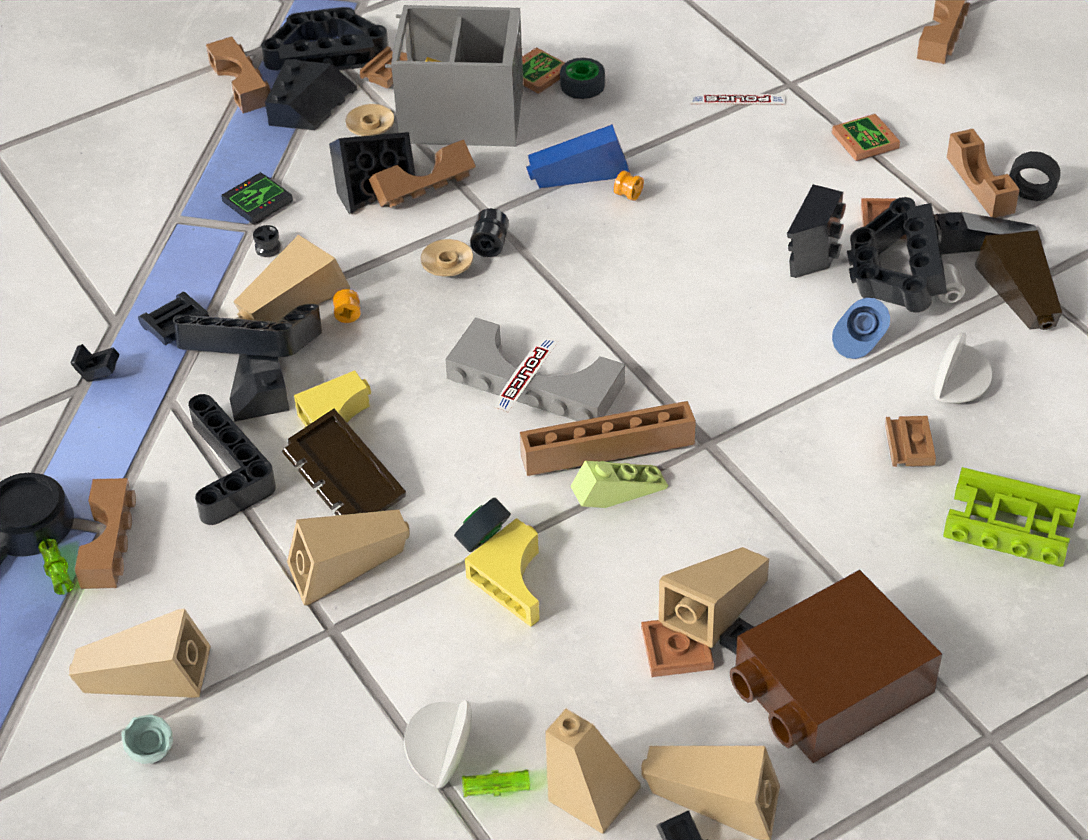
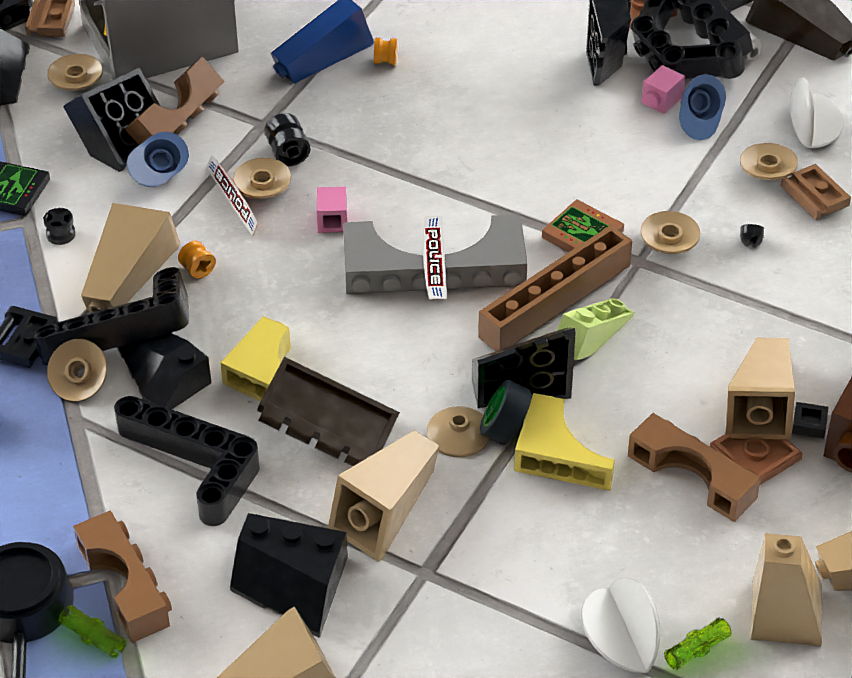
camera: 30 degrees left, 0 degrees up
(191, 360) = (64, 368): none -> tan dish
(228, 581) = (289, 566): none -> black wedge
(373, 213) = (157, 159): none -> medium blue piece
(416, 263) = (232, 194): none -> sticker
(440, 524) = (457, 431): none -> tan dish
(482, 302) = (331, 209): none -> bright pink brick
(530, 496) = (537, 364): none -> black wedge
(623, 663) = (662, 445): none -> medium nougat arch
(679, 388) = (577, 225): none -> tile
(747, 428) = (670, 232): none -> tan dish
(821, 456) = (751, 233): none -> black hinge
(839, 297) = (663, 89): none -> bright pink brick
(886, 398) = (768, 161): none -> tan dish

